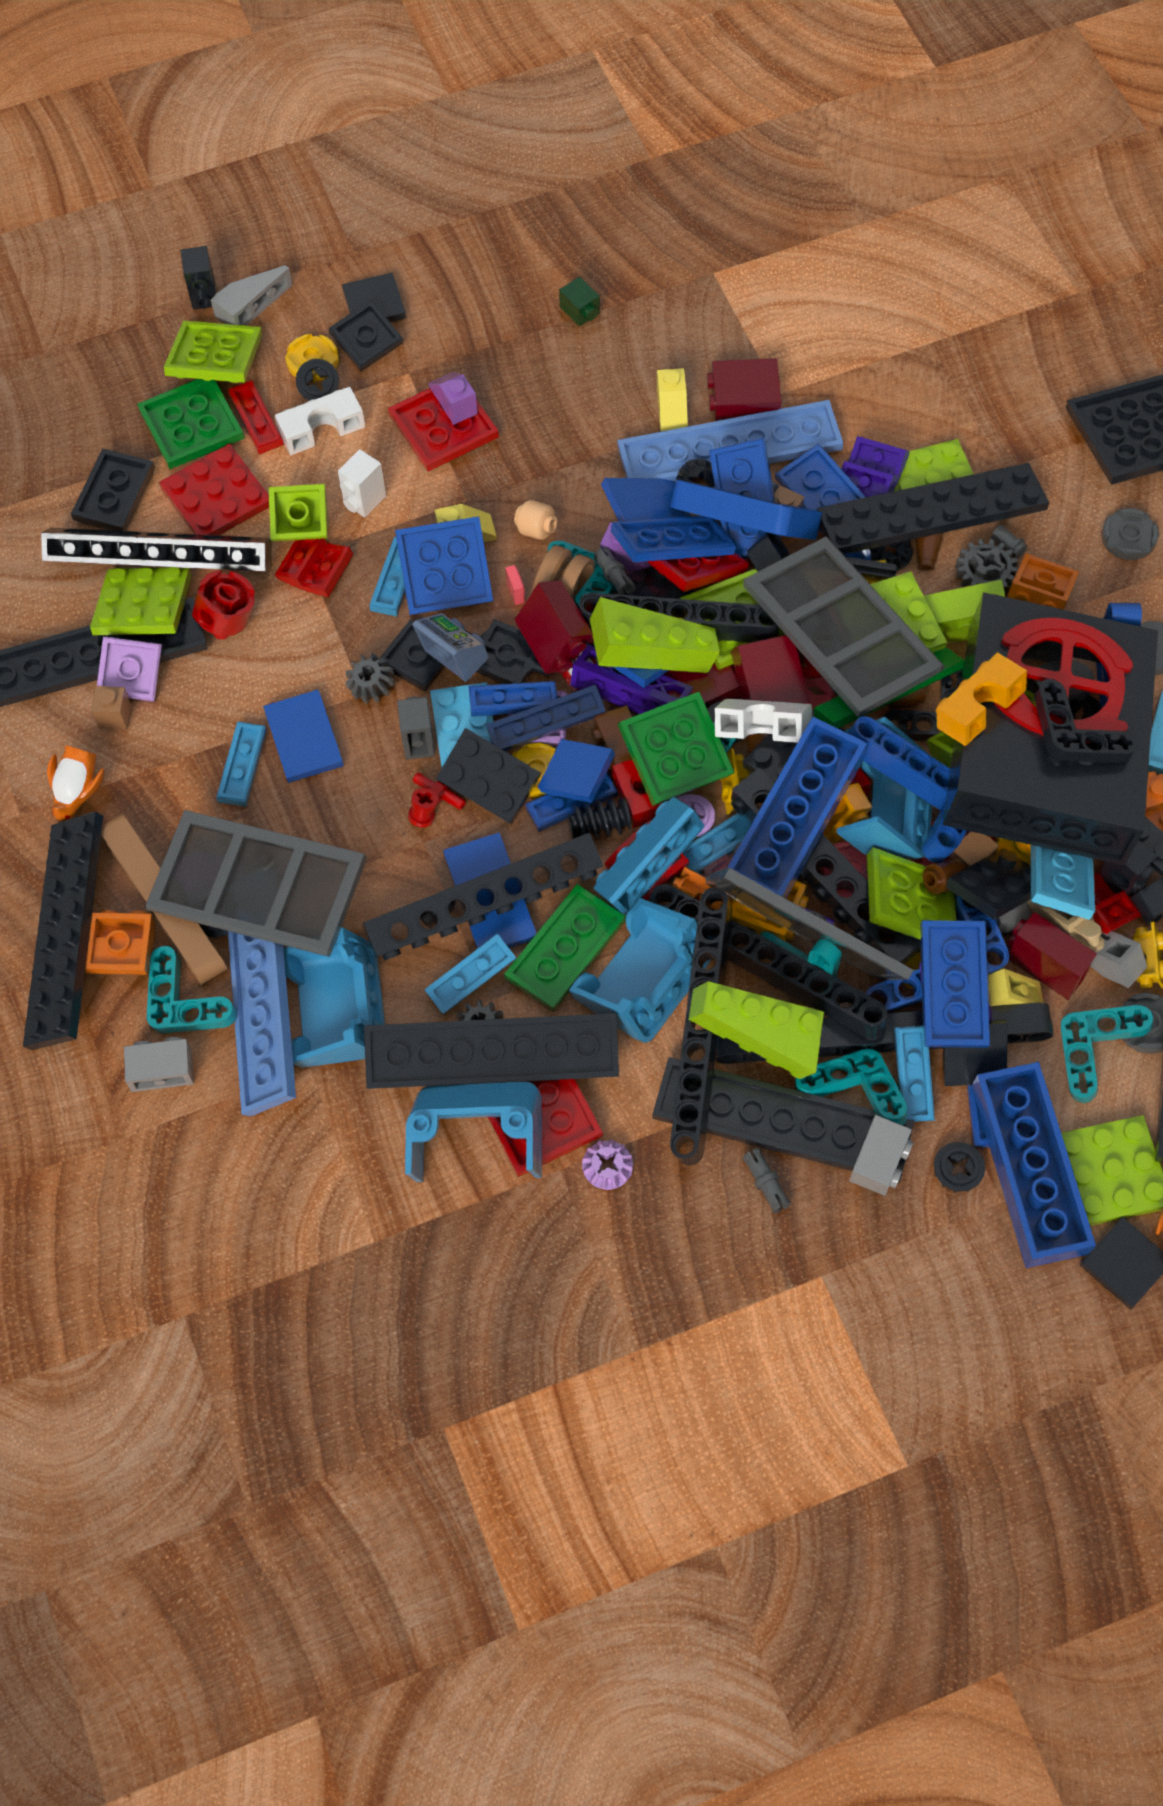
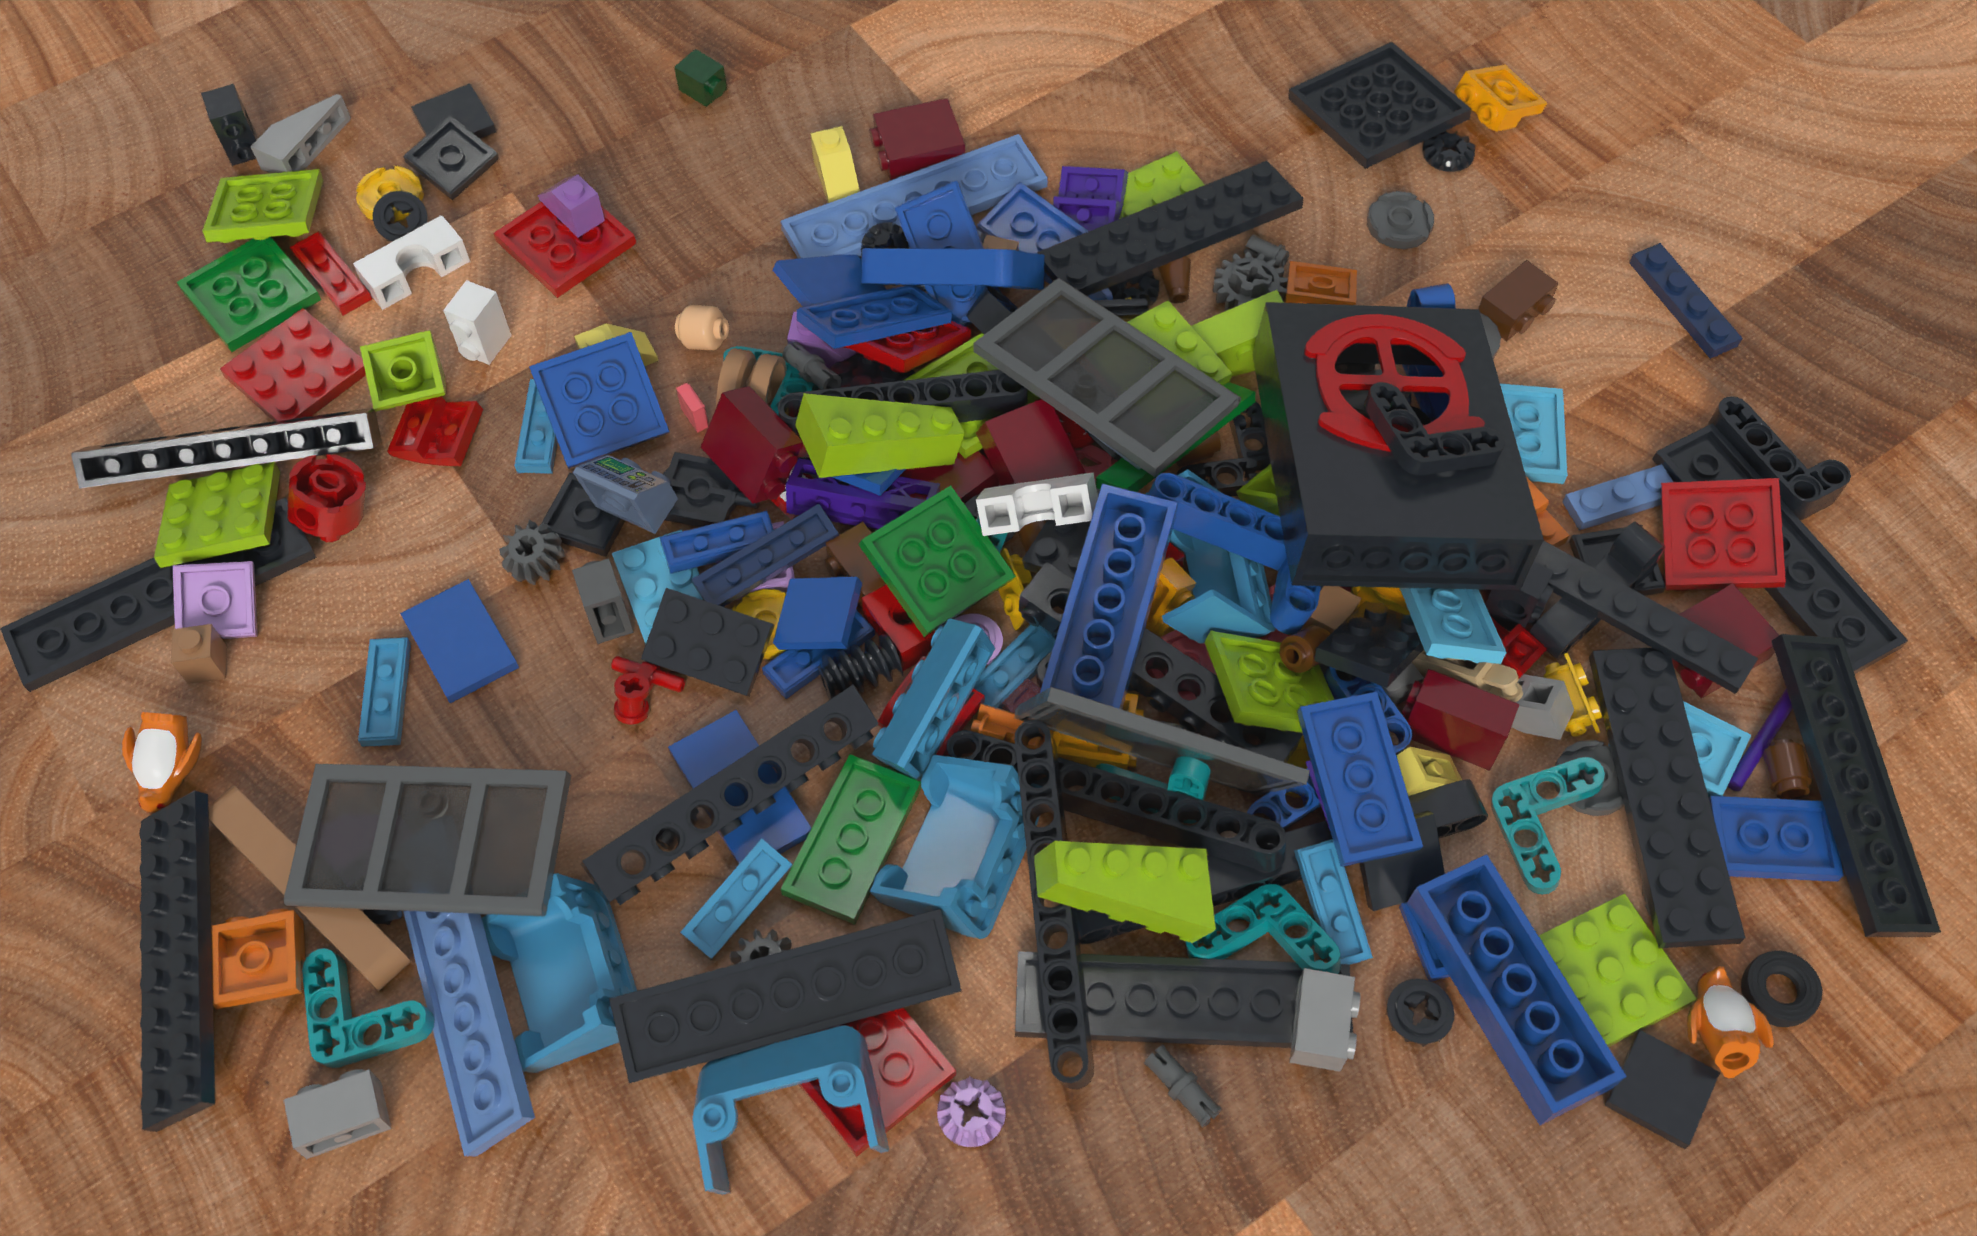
camera: 15 degrees left, 5 degrees down
(113, 490) = (161, 389): black plate -> none
(995, 681) = (1288, 441): light orange arch -> none

